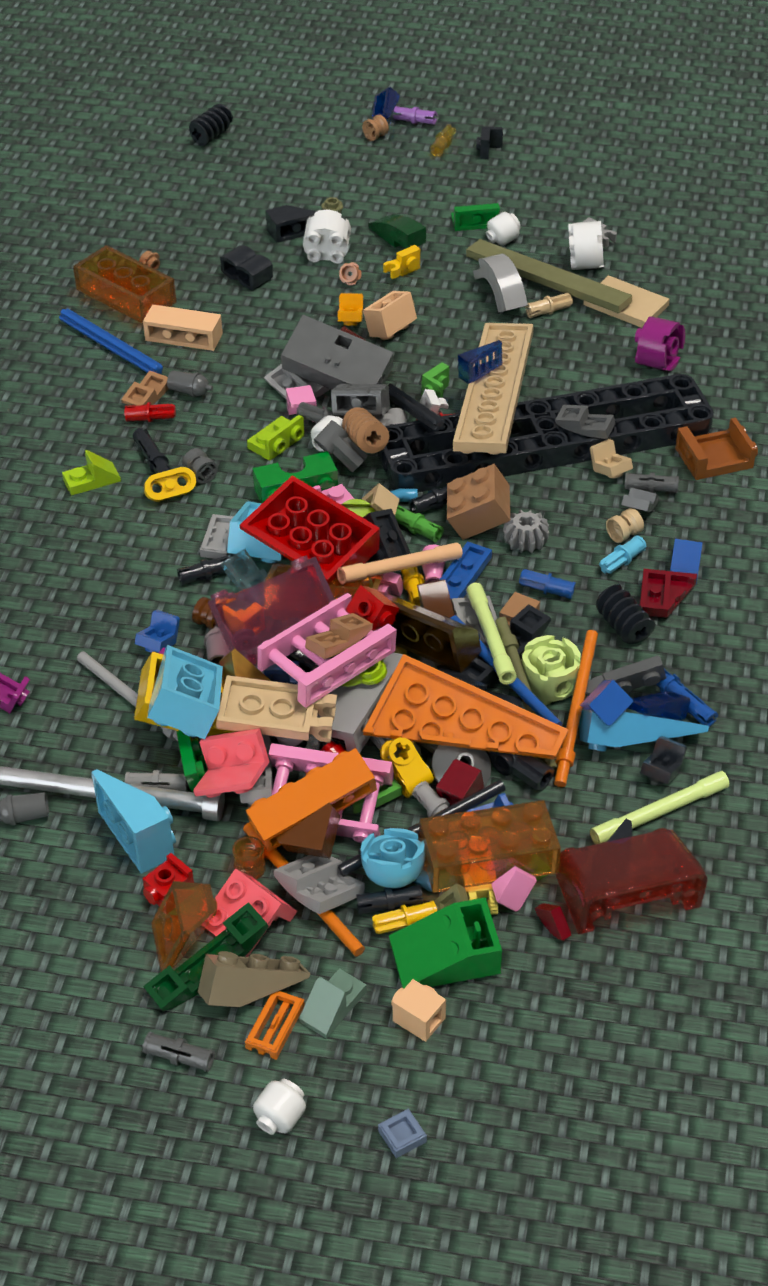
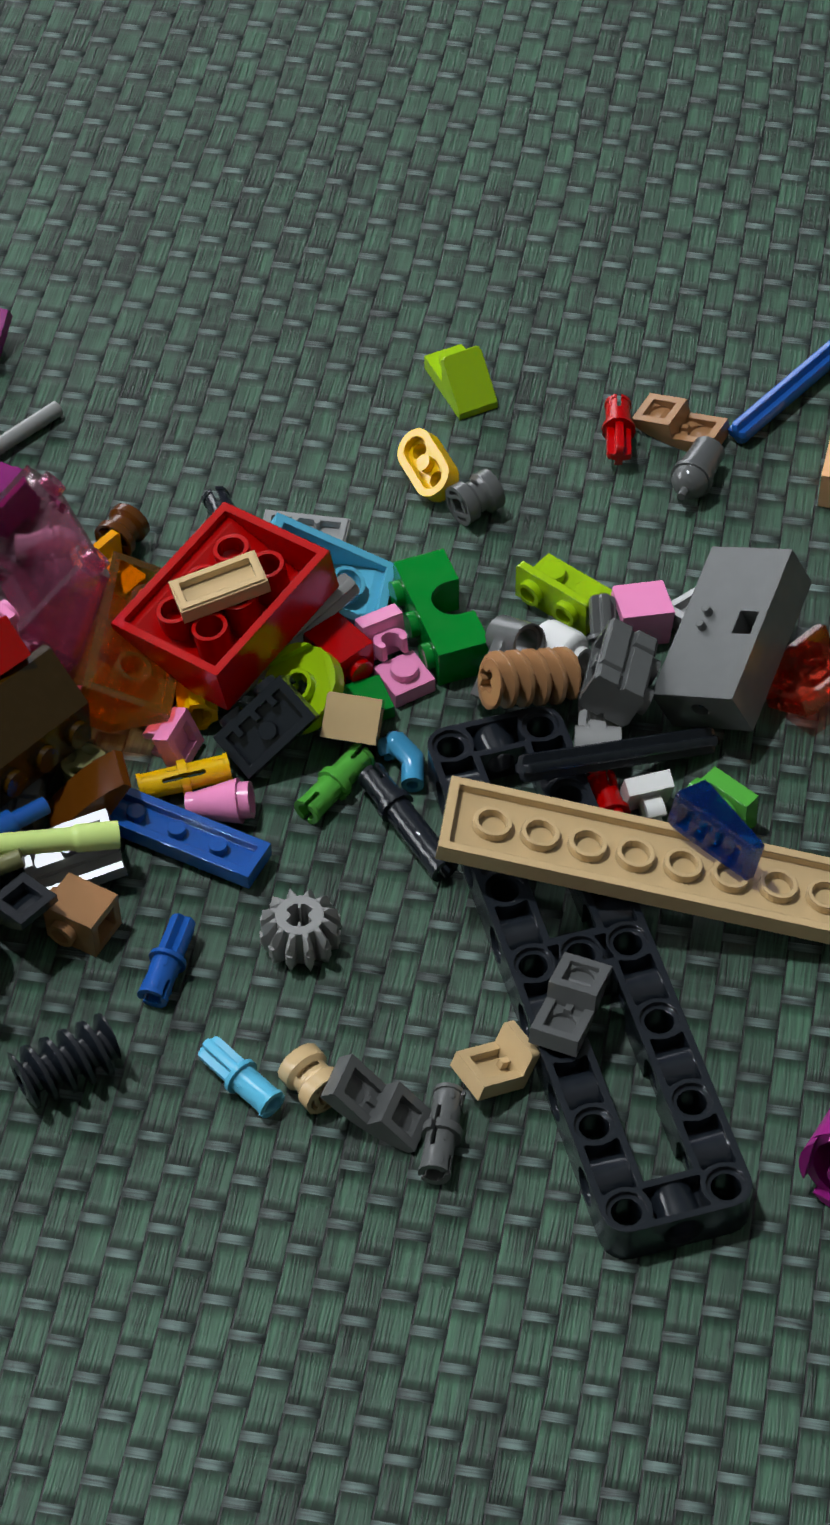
camera: 90 degrees right, 5 degrees up
(156, 460) = (491, 448): black pin -> none
(161, 632) = (82, 477): blue bracket -> none
(314, 522) = (219, 586): none -> tan tile
(361, 571) = (211, 788): light nougat piece -> none
(478, 501) = (351, 845): medium nougat brick -> none
(664, 590) = (136, 1129): dark red wing -> none
(686, 556) = (230, 1174): blue slope -> none
(717, 451) = (541, 1246): dark orange panel -> none

